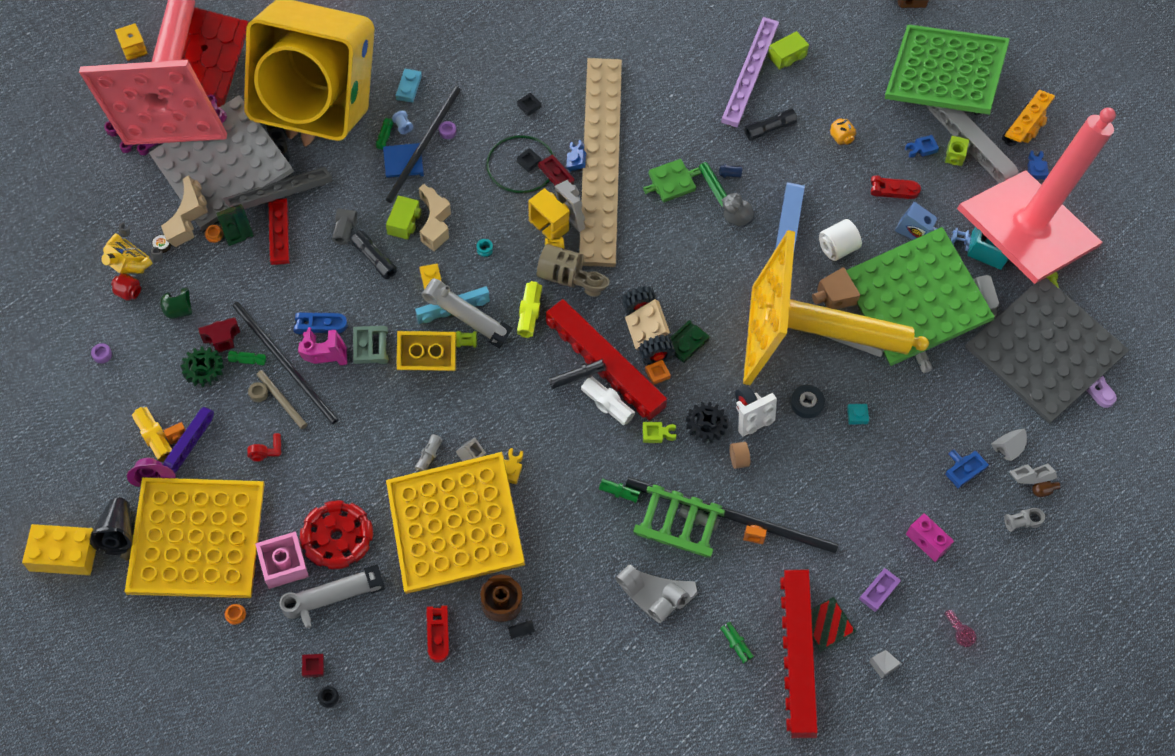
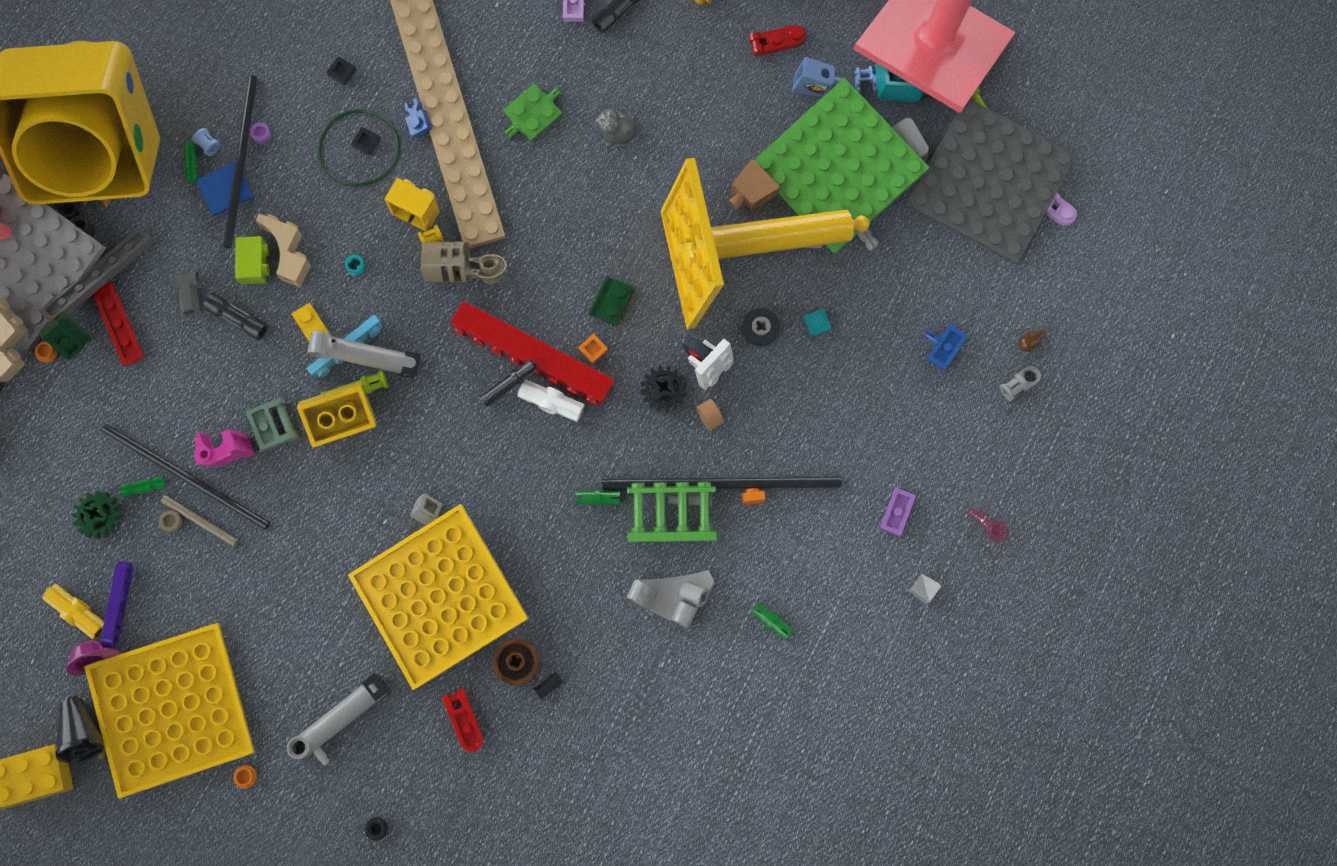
camera: 20 degrees left, 15 degrees up
(174, 433) = (99, 602): orange plate -> none
(176, 306) = (40, 456): dark green helmet -> none
(220, 334) = (102, 470): dark red brick -> none
(258, 452) = (198, 592): red plate -> none
(282, 560) = (271, 704): bright pink brick -> none
(313, 665) = (348, 802): dark red plate -> none
(320, 322) = (207, 418): blue plate -> none
(331, 524) = (304, 652): red plate -> none
(408, 85) = (195, 91): medium azure plate -> none
(428, 453) = (382, 527): light grey pin -> none
(513, 466) = (476, 512): yellow plate -> none
(529, 309) = (430, 323): neon yellow piece -> none
(555, 170) = (402, 147): dark red plate -> none
(568, 195) = (426, 177): light grey plate -> none
(647, 325) = (564, 300): plate -> none
(654, 432) = (612, 418): lime plate -> none
(712, 181) = (578, 99): green axle -> none
(730, 171) = (593, 80): dark blue pin -> none
(790, 210) = (675, 118): medium blue beam -> none
(799, 654) = (838, 609): red brick -> none
(830, 624) = (855, 567): tile -> none
(840, 240) = (738, 126): white piece -> none
(929, 537) = (931, 438): dark pink brick -> none
(1011, 444) = (984, 302): light grey brick -> none
(1027, 475) = (1020, 329): light grey slope -> none

